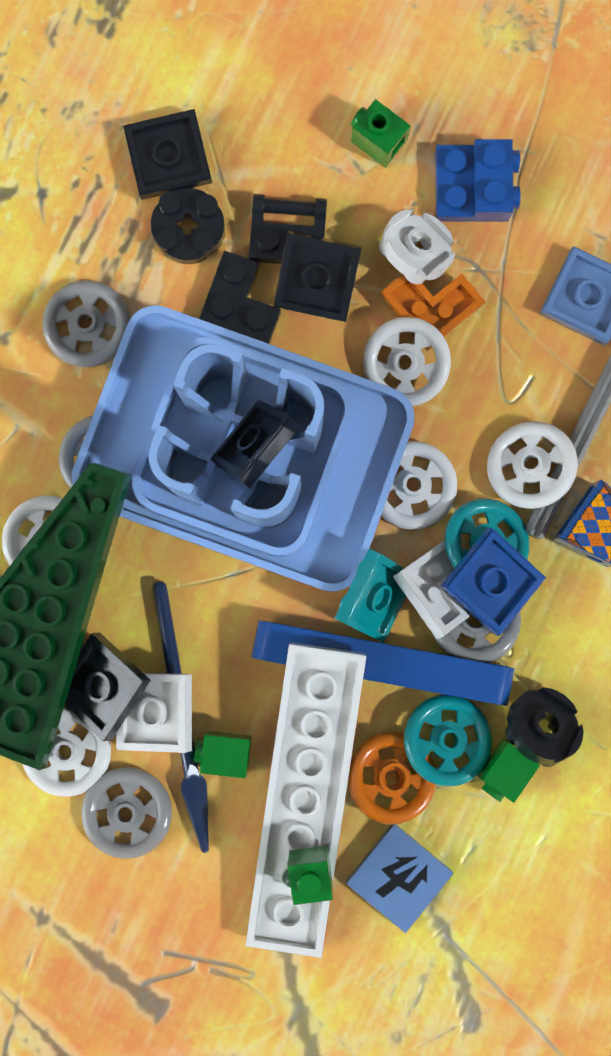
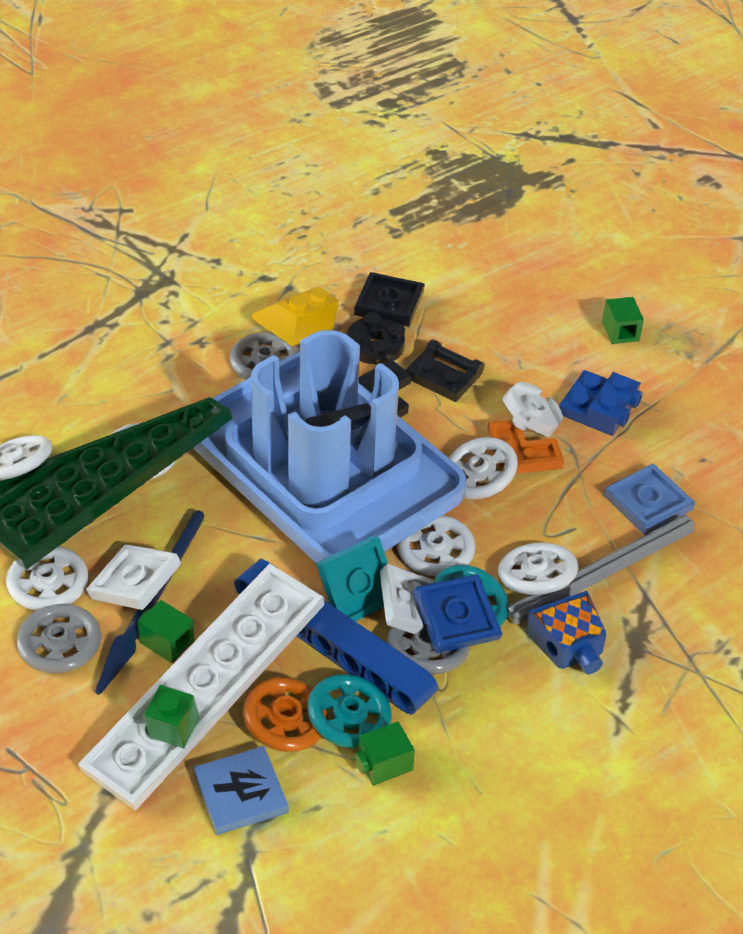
camera: 25 degrees right, 40 degrees down
(85, 246) = (299, 315): none -> yellow slope
(104, 687) = (109, 541): black plate -> none
(317, 276) = (447, 393): black plate -> none
(379, 132) = (546, 346): green brick -> none
(440, 39) = (622, 320): none -> green brick
(531, 740) = (435, 733): black plate -> none

